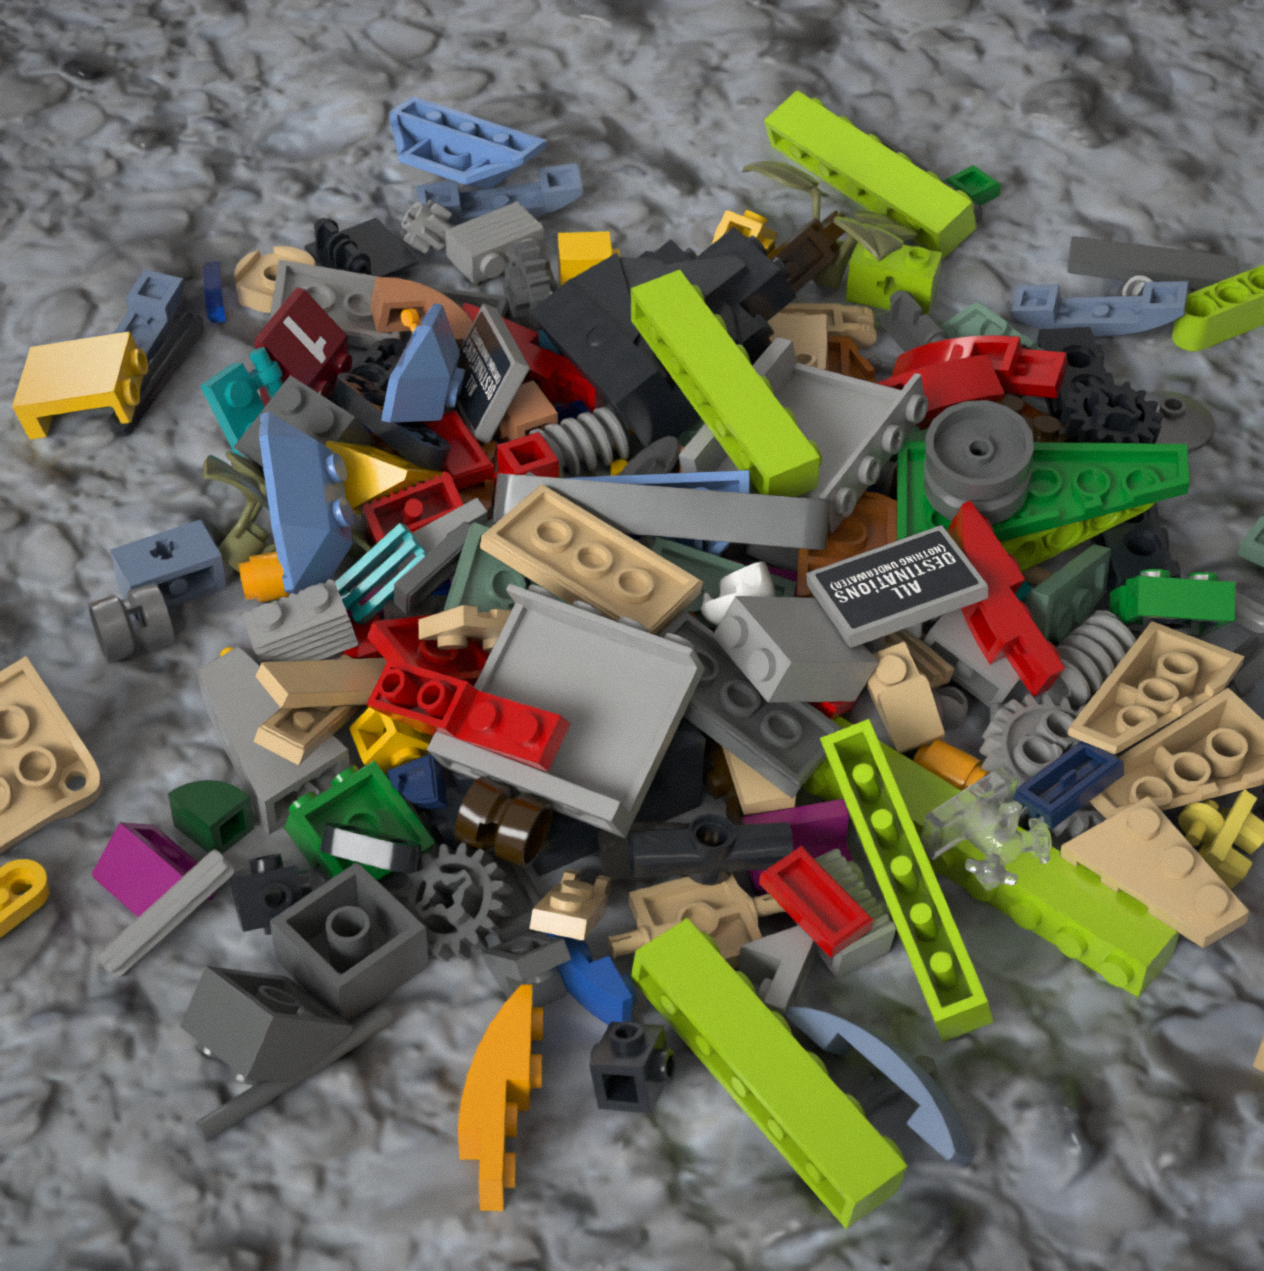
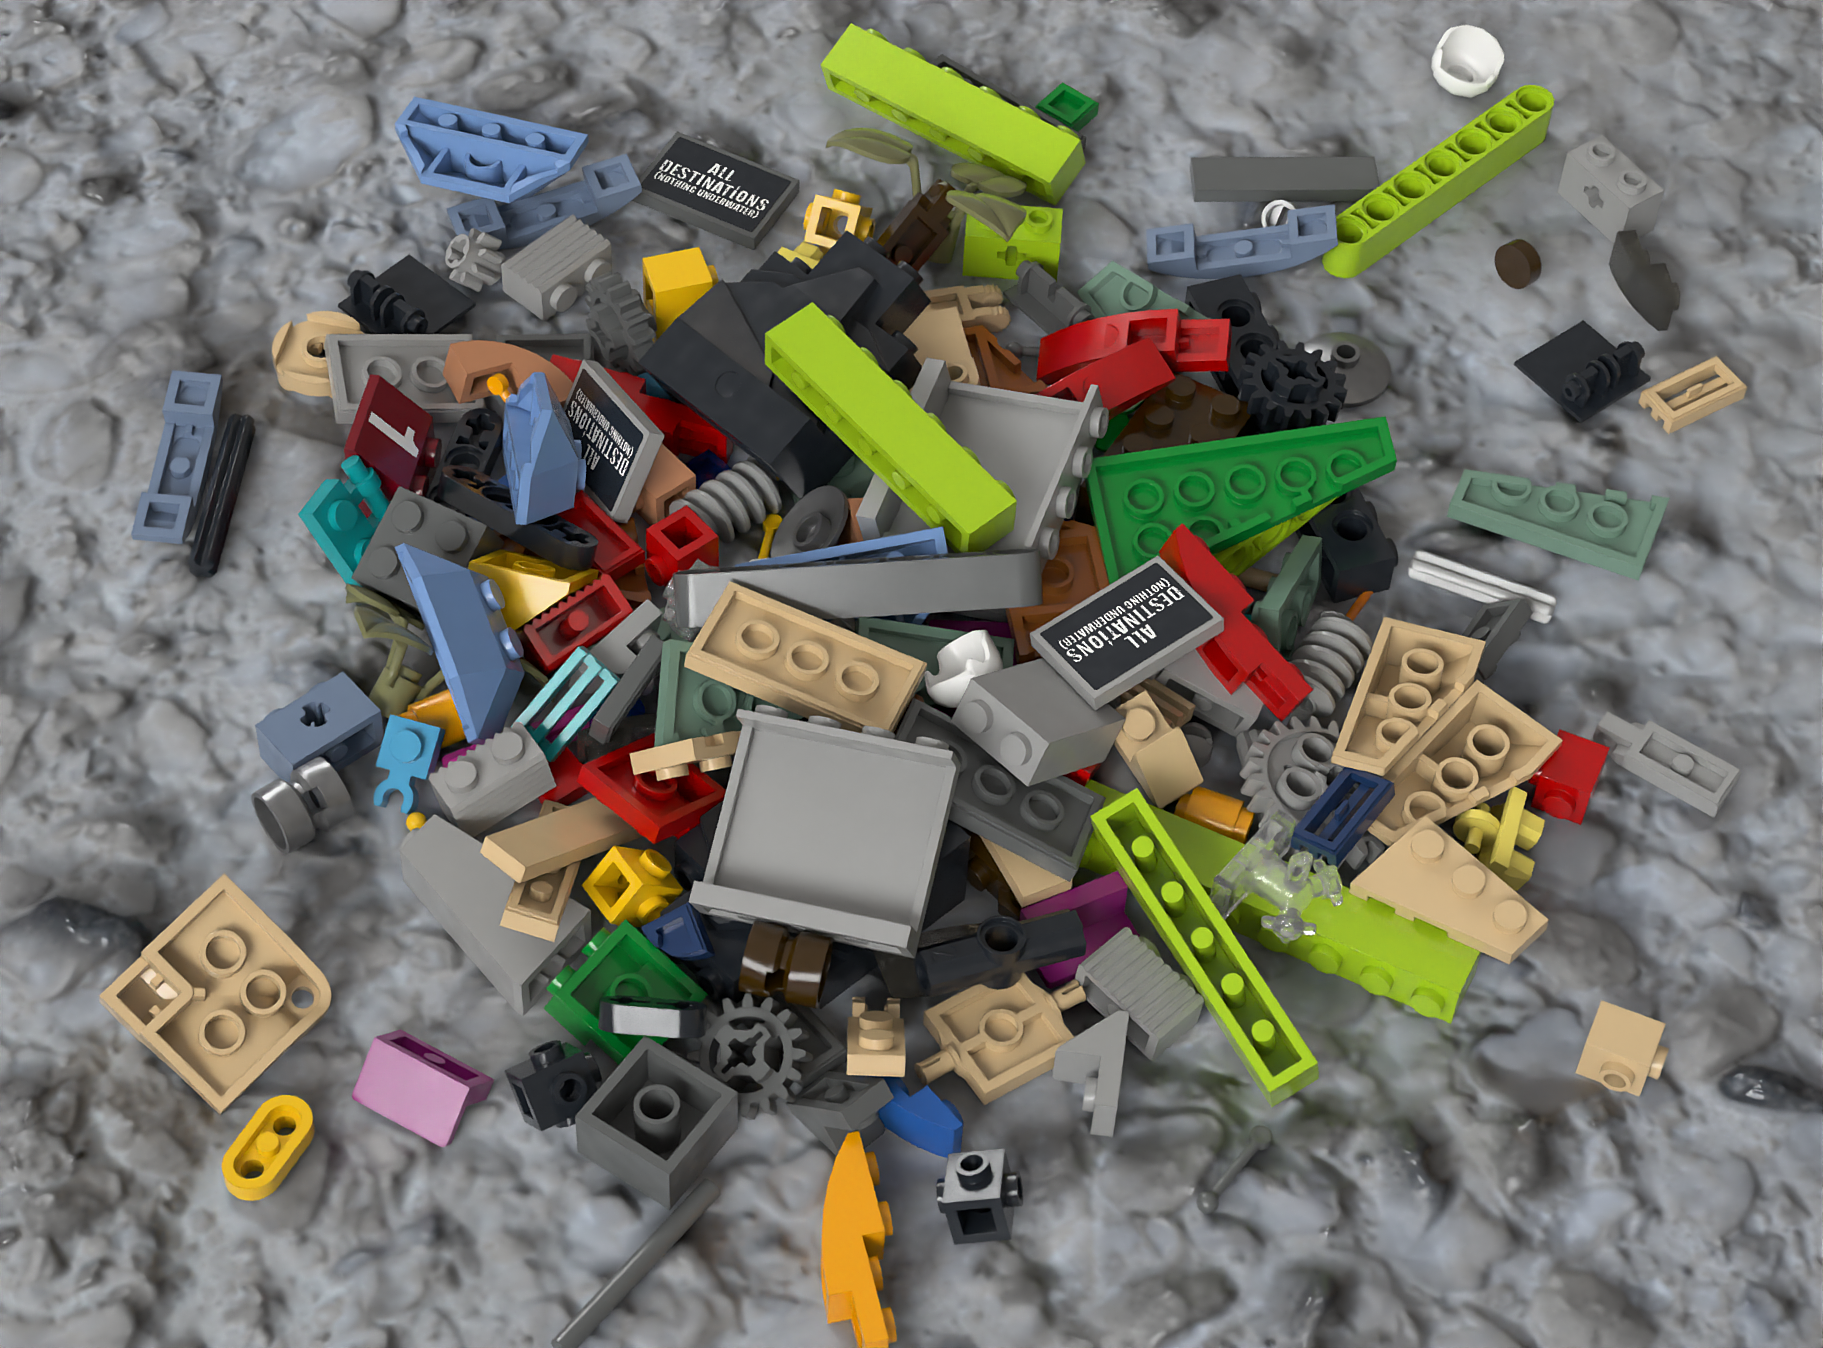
camera: 15 degrees left, 5 degrees up
(79, 378) = (146, 522): yellow panel -> none
(166, 913) = (455, 1127): light grey axle -> none
(211, 813) = (461, 1007): dark green brick -> none
(214, 292) = (256, 382): clear blue tile -> none
(232, 593) = (409, 752): none -> dark azure plate
(261, 1024) = (592, 1226): dark grey slope -> none
(461, 711) = (723, 857): red slope -> none
(649, 205) = (716, 190): none -> tile
(769, 1072) = (1114, 1173): lime brick -> none
(816, 901) = (1121, 988): red tile -> none
(934, 1118) = (1289, 1190): sand blue slope -> none
(980, 456) = (1177, 473): dark grey wheel -> none
(1186, 605) = (1400, 590): green piece -> none

